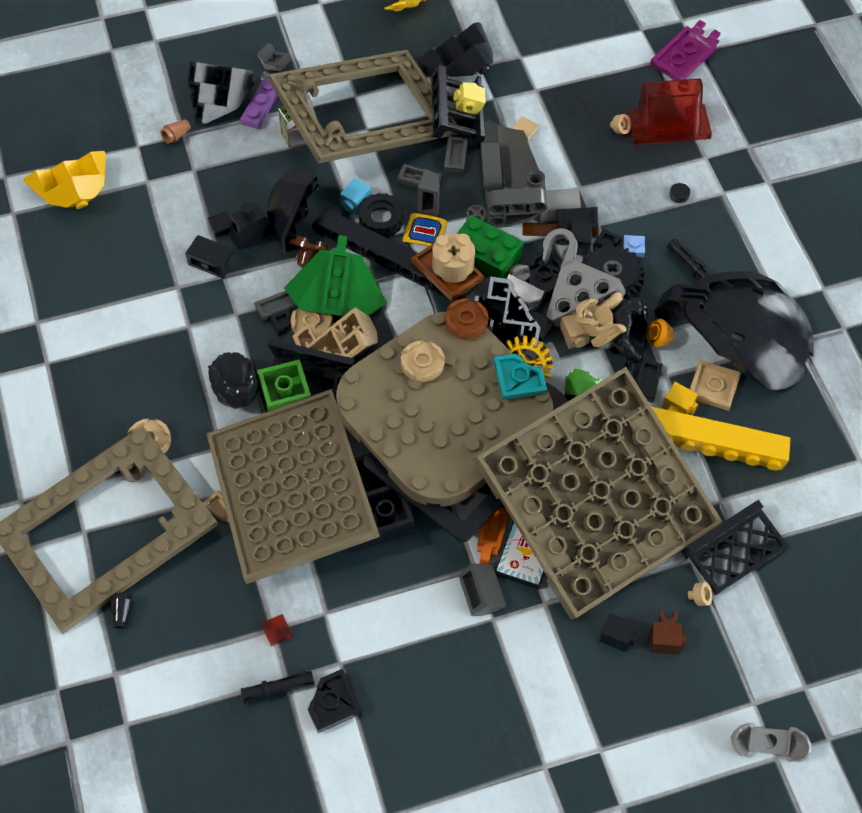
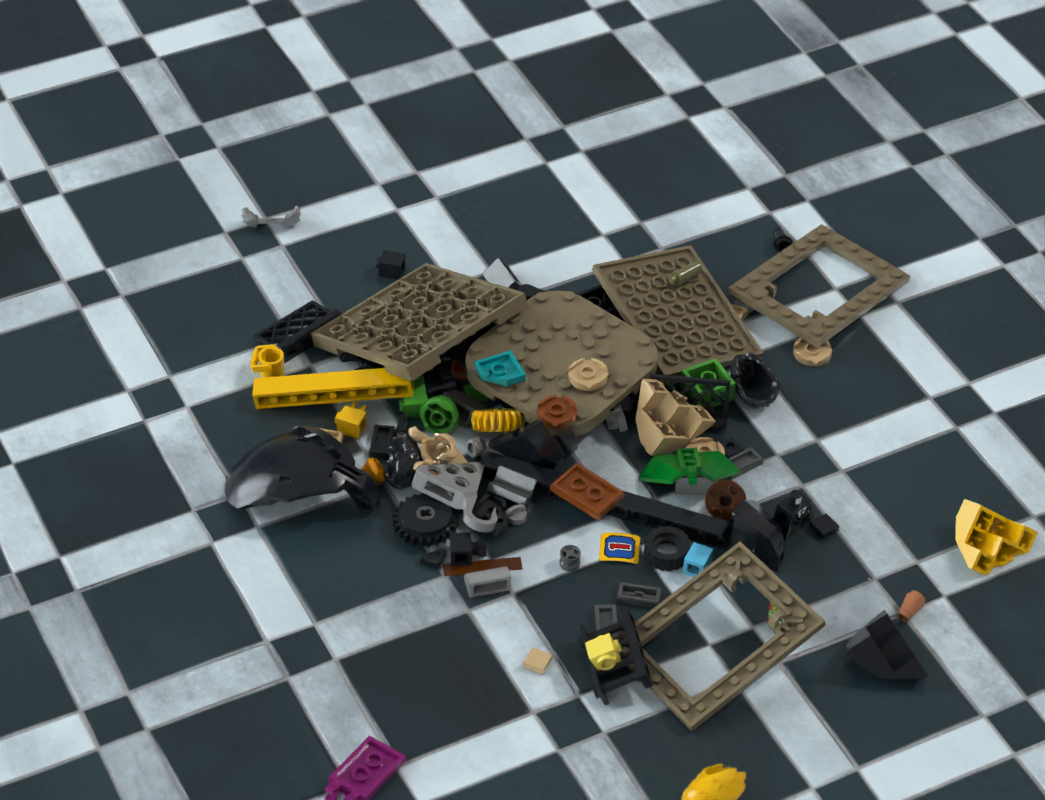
camera: 170 degrees right, 15 degrees down
(209, 256) = (821, 484): black panel -> none
(259, 105) = (833, 653): medium lavender plate -> none
(267, 522) = (685, 273): none -> olive cylinder
(273, 60) = (836, 697): dark grey bracket -> none
(276, 630) = (657, 244): clear red tile -> none
(276, 687) = (651, 209): black pin -> none
(333, 702) = (600, 207): black plate -> none
(428, 194) = (621, 558): dark grey brick -> none
(453, 257) = (582, 480): tan brick -> none
(462, 53) = (626, 728): black brick -> none
(494, 249) = (553, 523): green brick -> none
(510, 177) = (547, 601): dark grey panel -> none
(566, 216) = (466, 566): black tile -> none
(621, 124) = (432, 672): tan tile -> none
(635, 244) = (405, 555): light blue plate -> none
(667, 635) = (352, 266): copper brick -> none
(670, 113) = (376, 674): clear red windscreen -> none
(679, 193) = (362, 612): black tile -> none
(697, 269) = (340, 537): black pin -> none
(701, 594) = (326, 294): tan tile -> none
(770, 489) = (270, 361): none -> yellow piece

